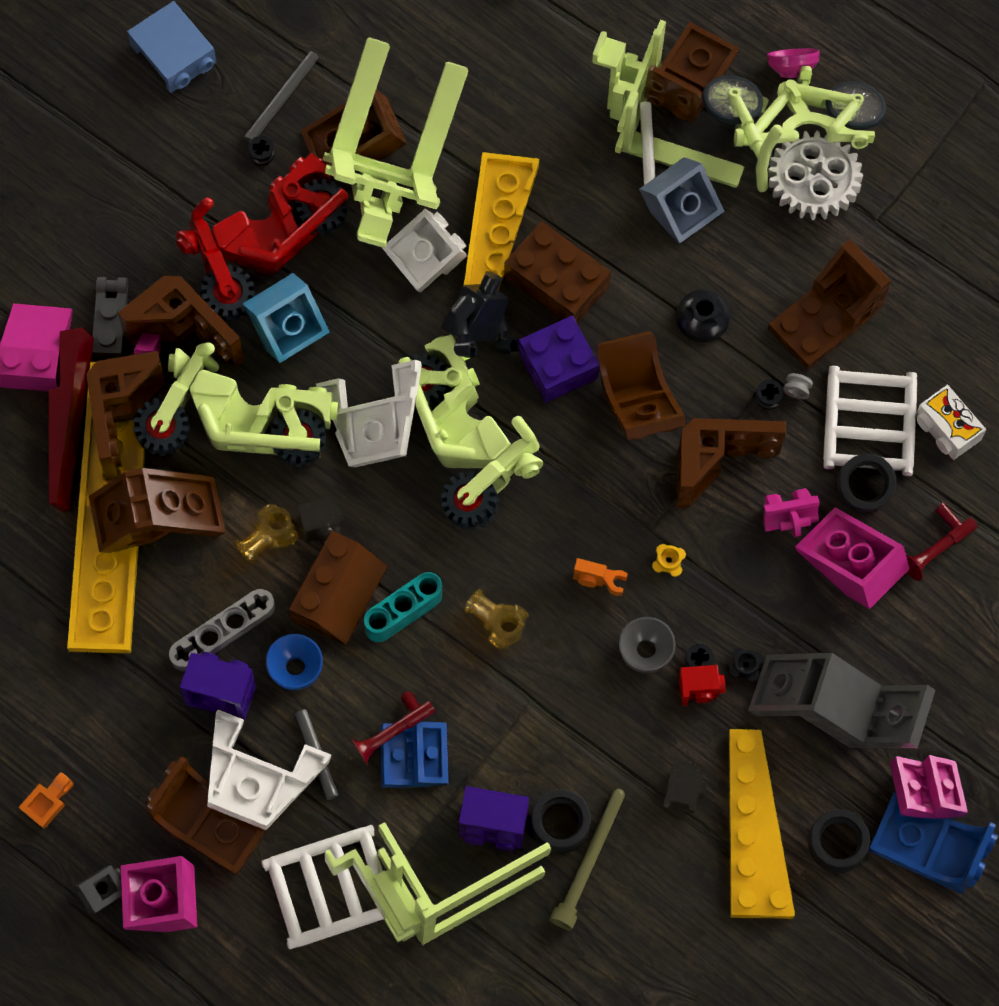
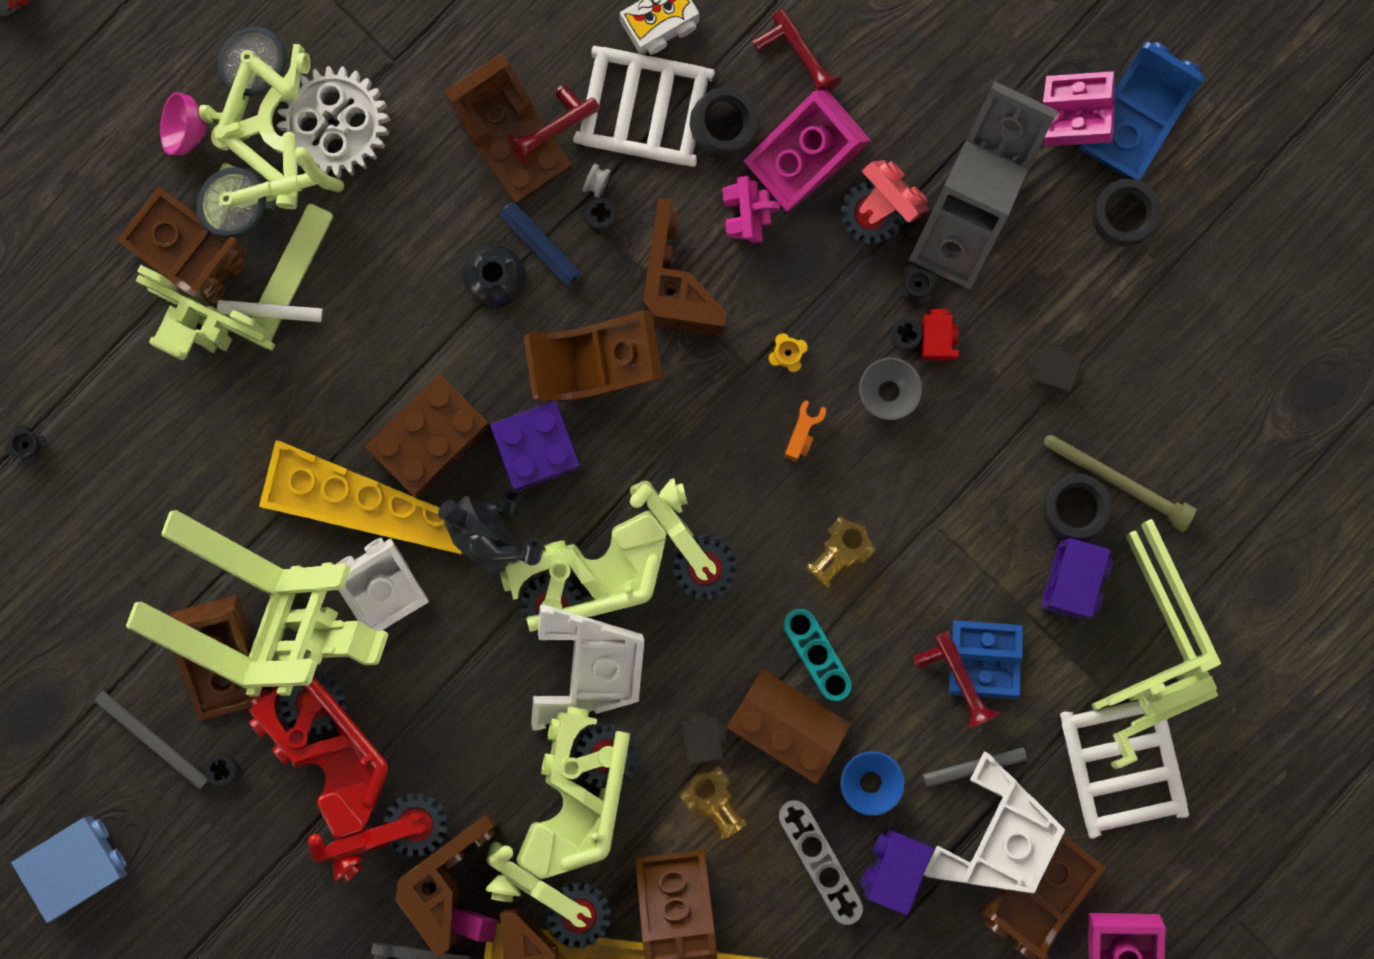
camera: 85 degrees left, 15 degrees up
(286, 317) = (455, 758): dark azure brick -> none
(682, 199) = (346, 280): sand blue slope -> none
(736, 347) = (539, 243): none -> dark blue axle
(756, 851) = (1129, 302): yellow wing -> none
(814, 619) = (882, 204): none -> plate
(854, 363) = (578, 112): none -> dark red piece

